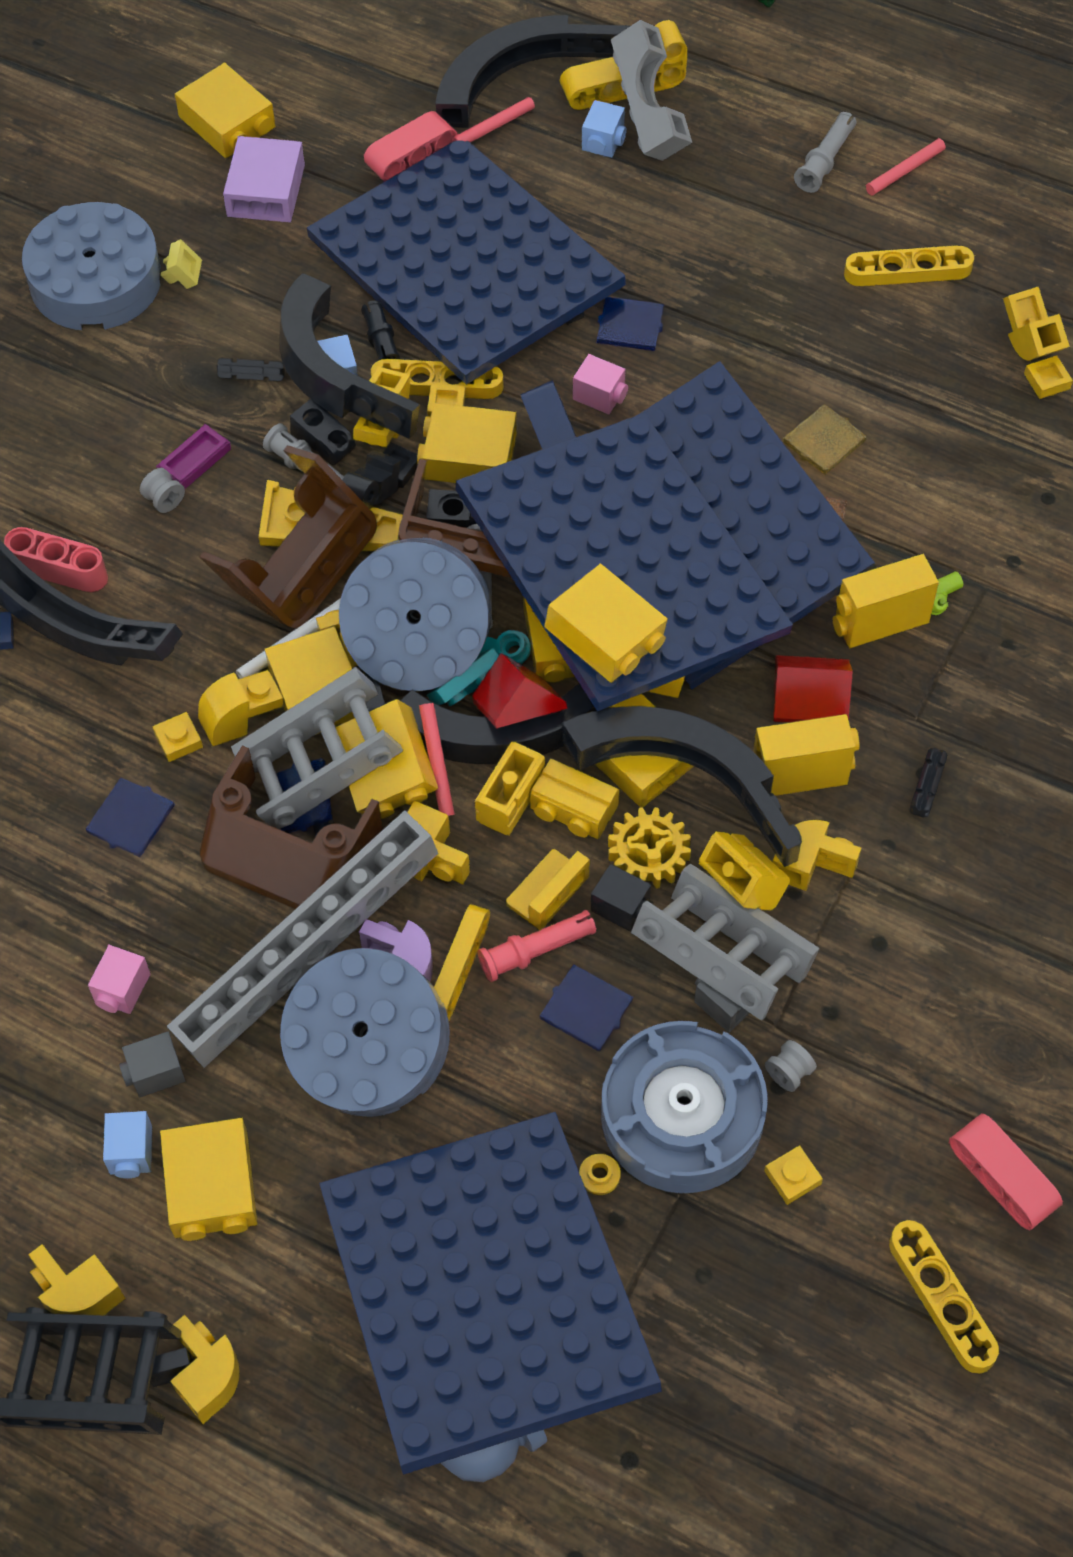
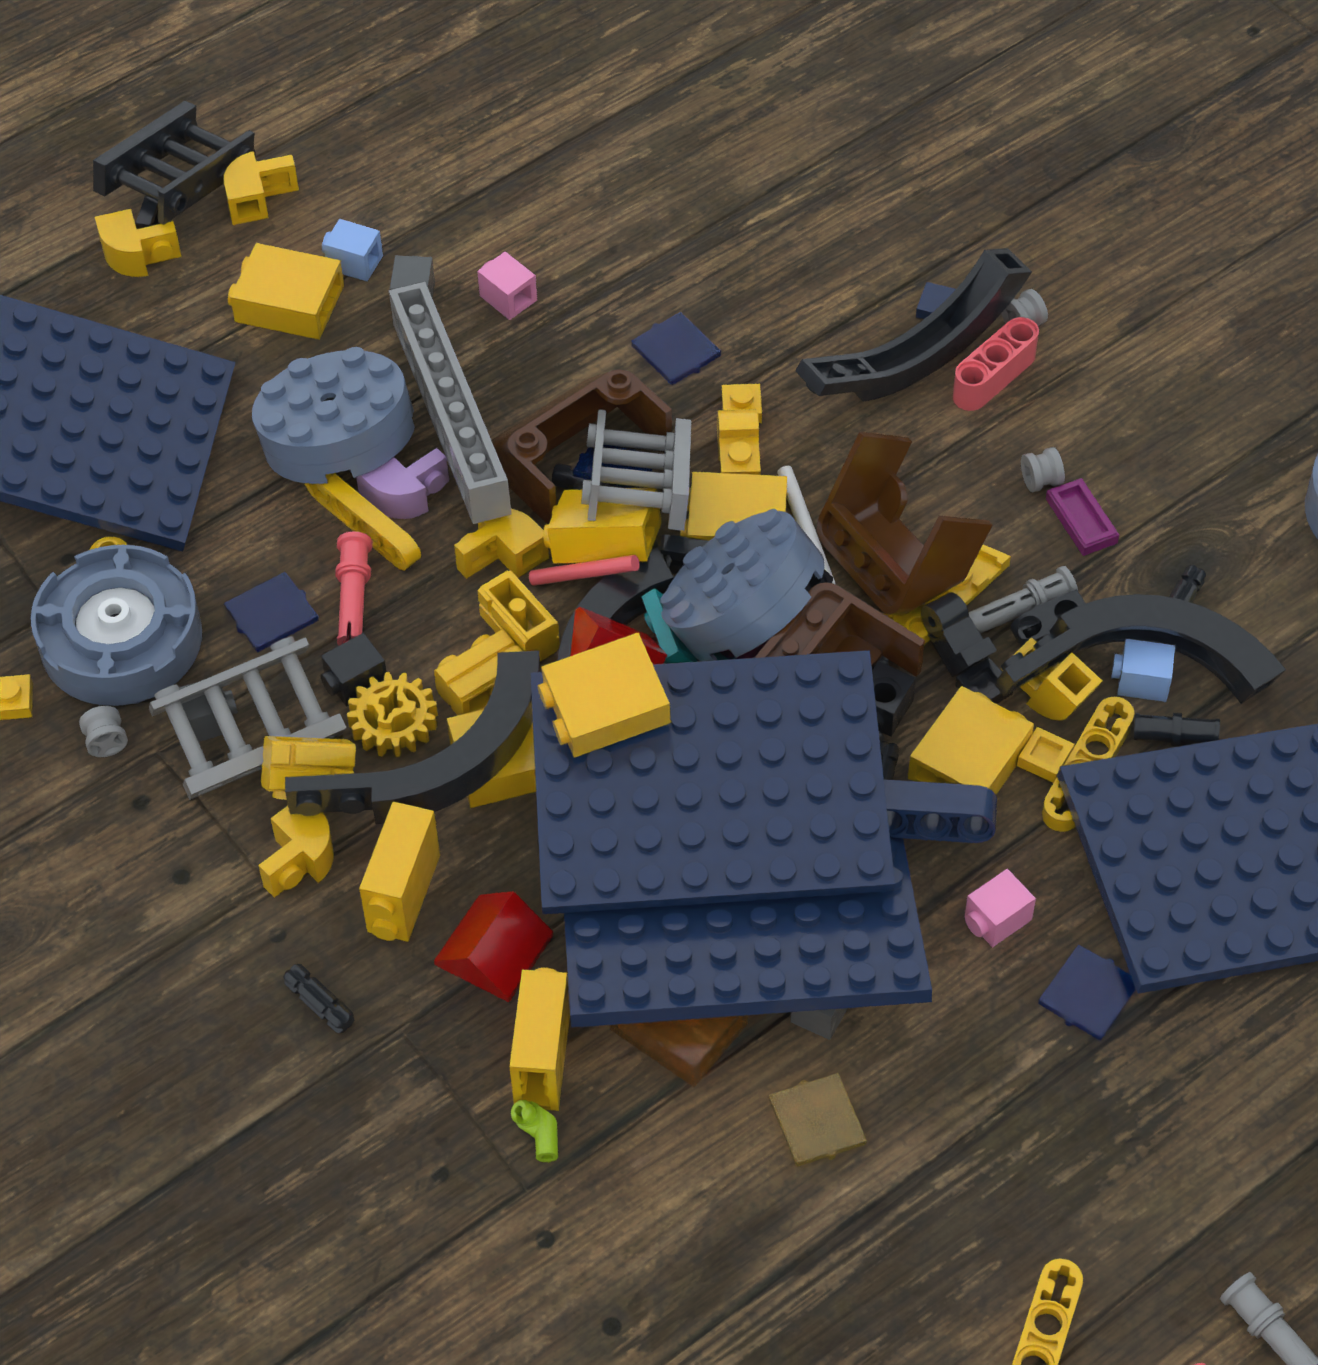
camera: 115 degrees right, 5 degrees down
(549, 887) = (406, 625): yellow panel -> none

